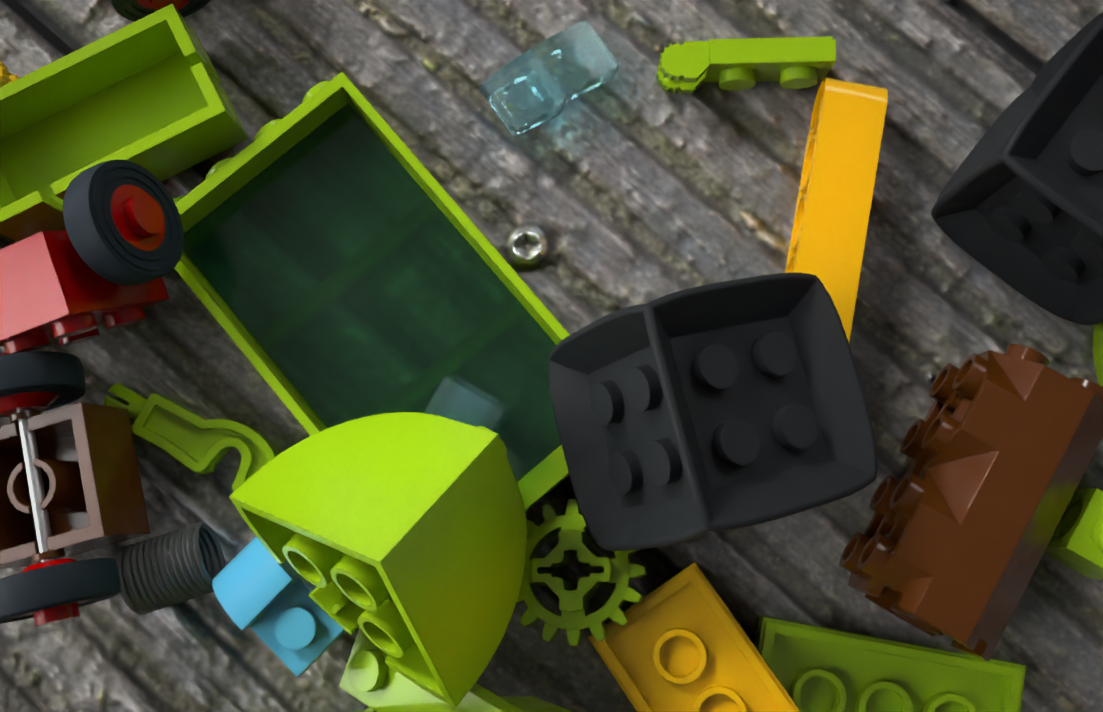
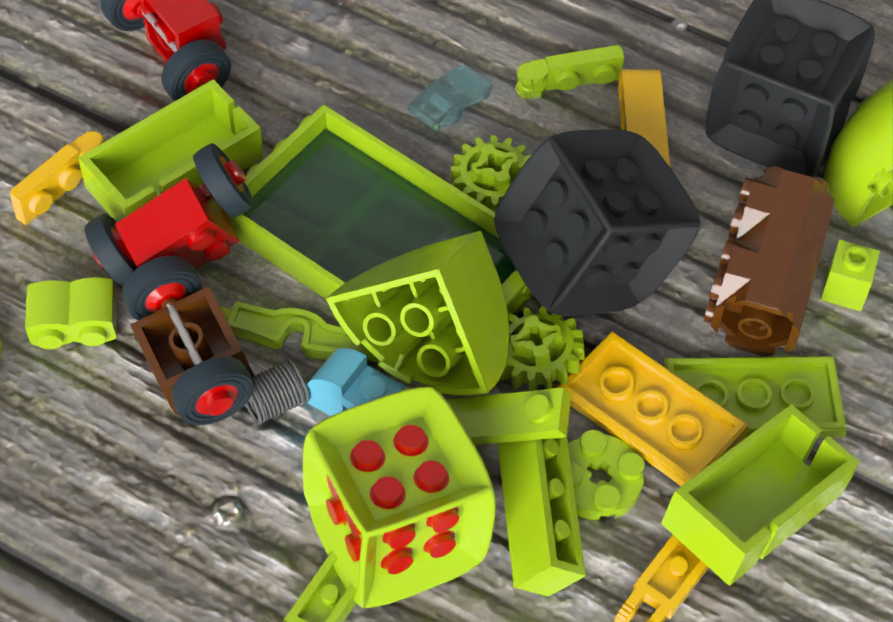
camera: 20 degrees left, 25 degrees down
(558, 243) = (492, 169): none -> lime gear

